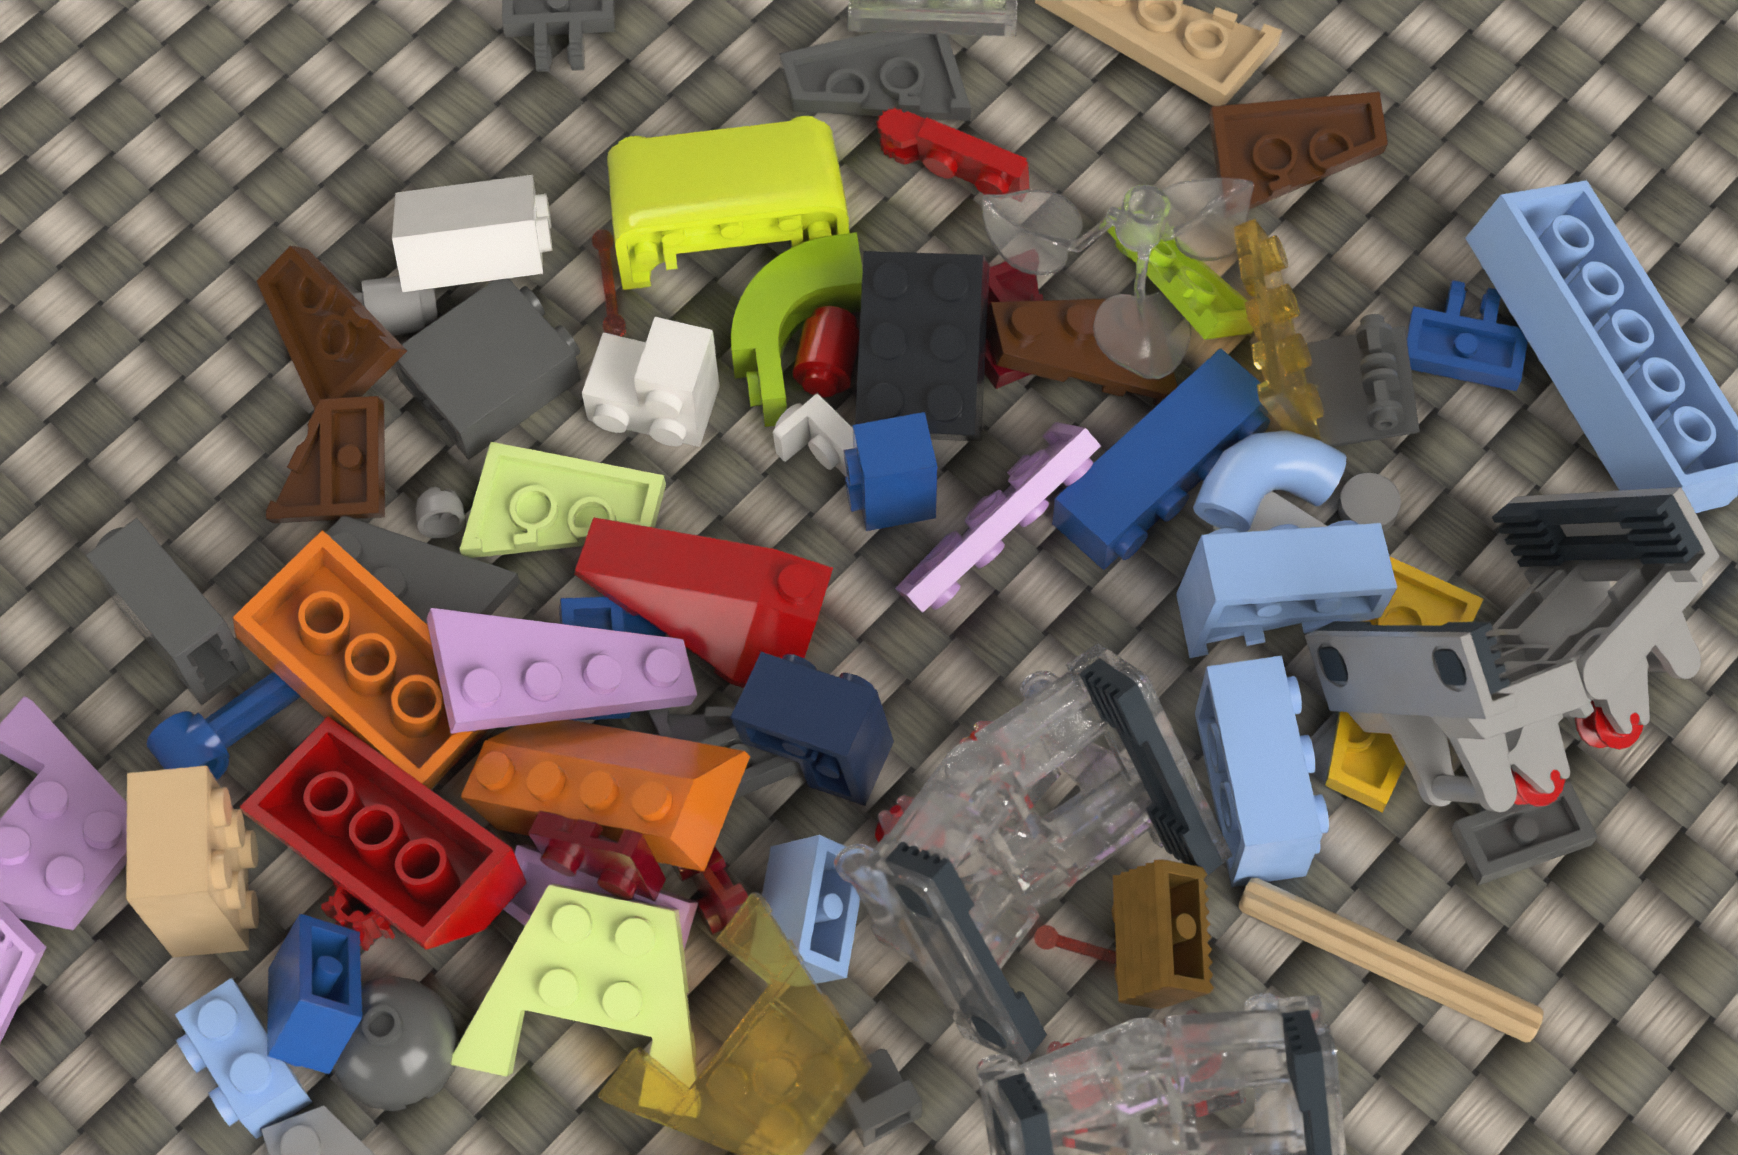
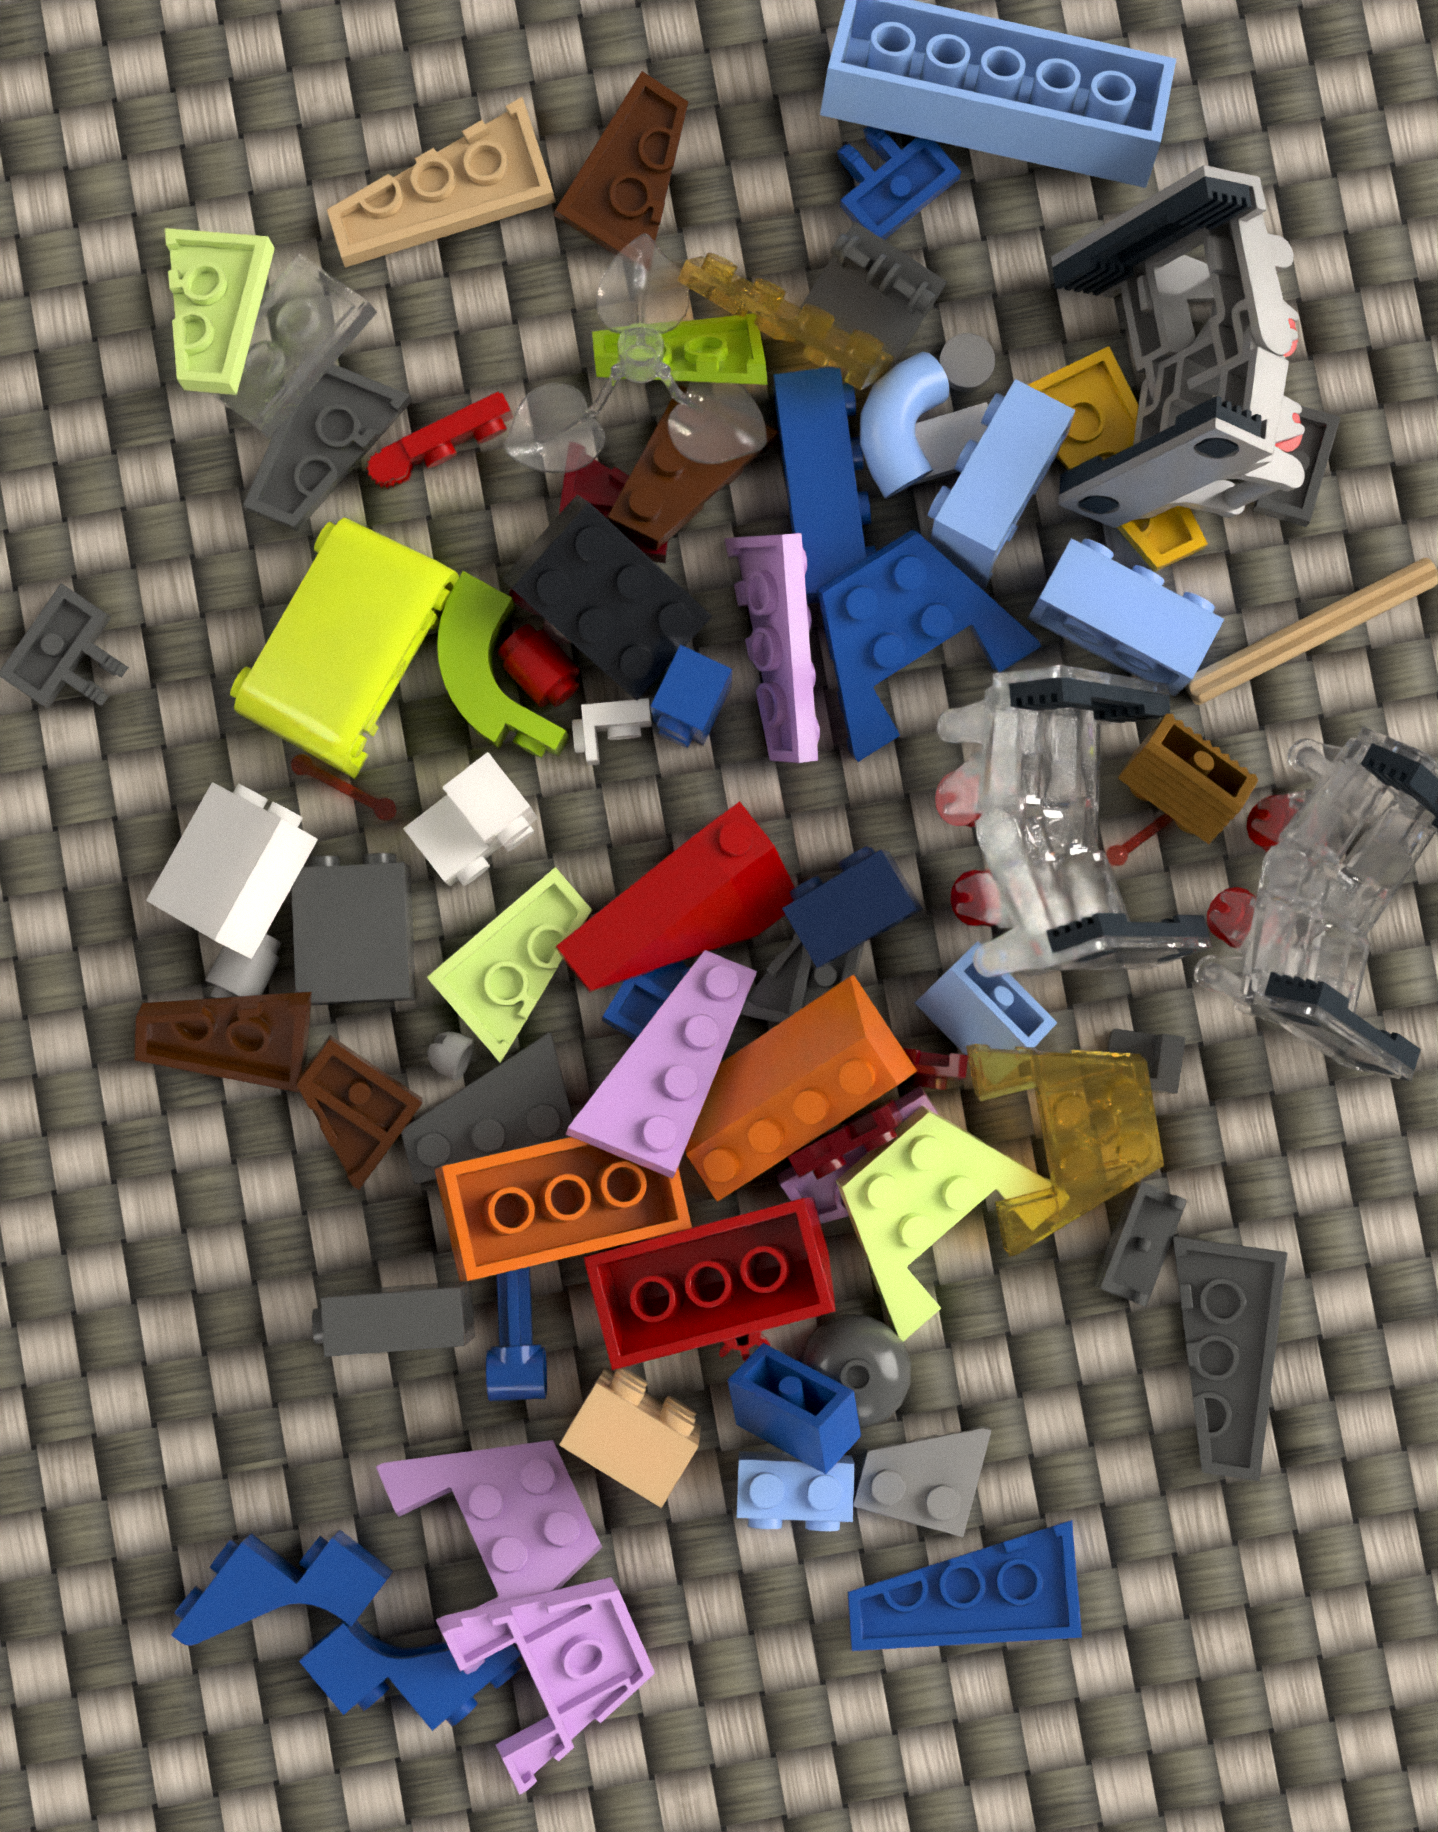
camera: 50 degrees left, 20 degrees up
(1099, 581) = (894, 613): none -> blue wing

